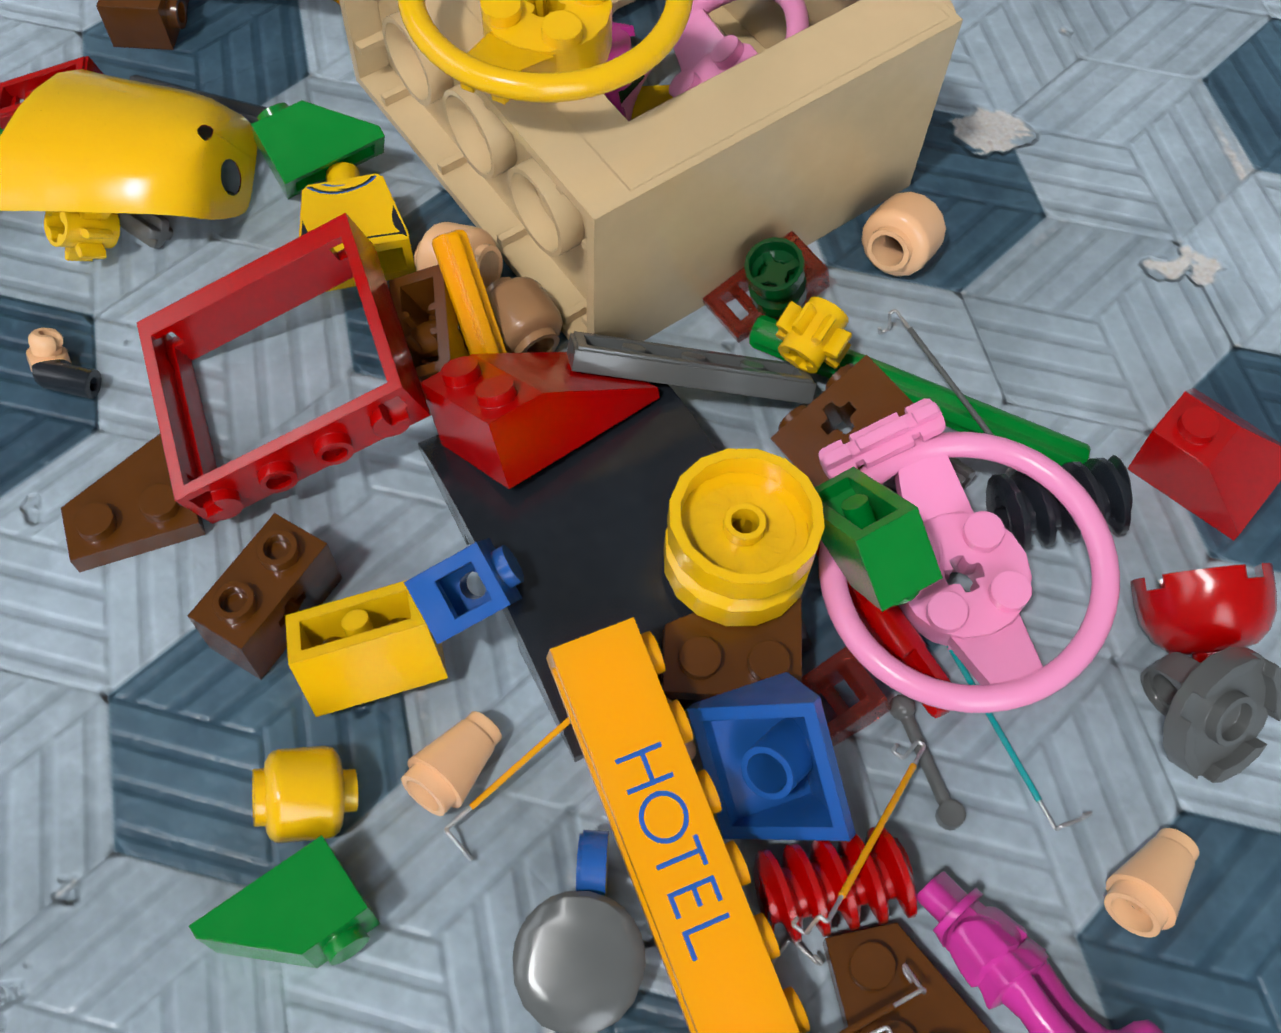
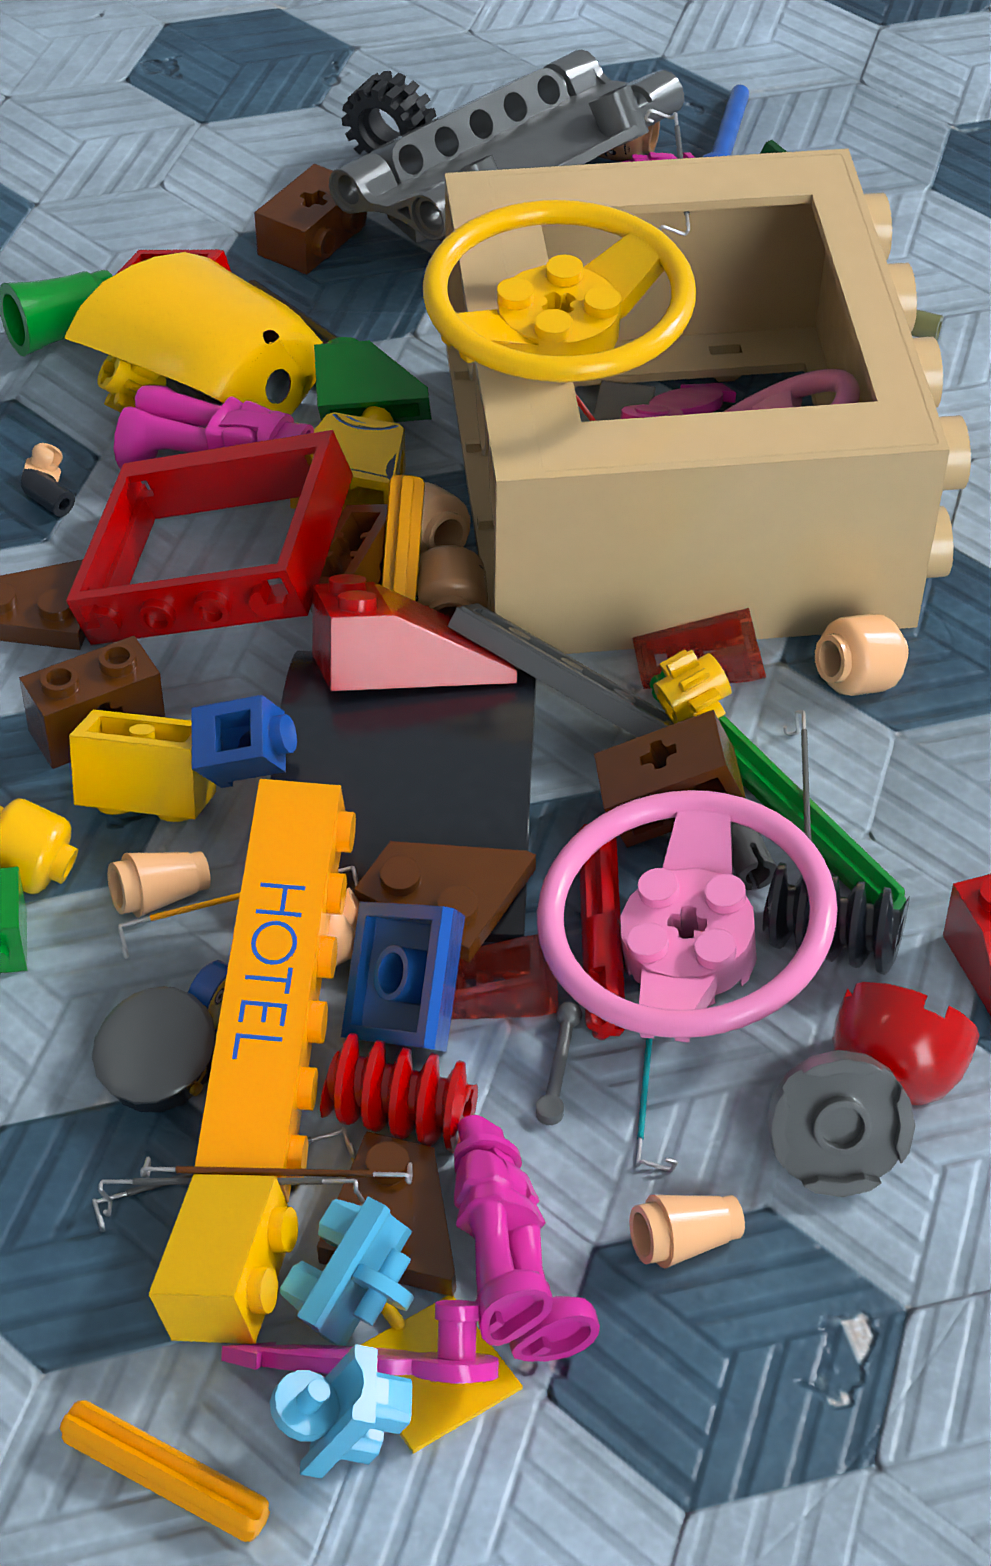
camera: 30 degrees right, 15 degrees down
(226, 244) = (191, 425): none -> dark pink piece
(741, 536) = (487, 790): yellow wheel -> none
(777, 264) = (696, 624): dark green wheel -> none
(873, 838) = (447, 1055): light orange piece -> none
(876, 539) = (597, 839): green slope -> none
(883, 438) = (674, 778): bright pink axle -> none

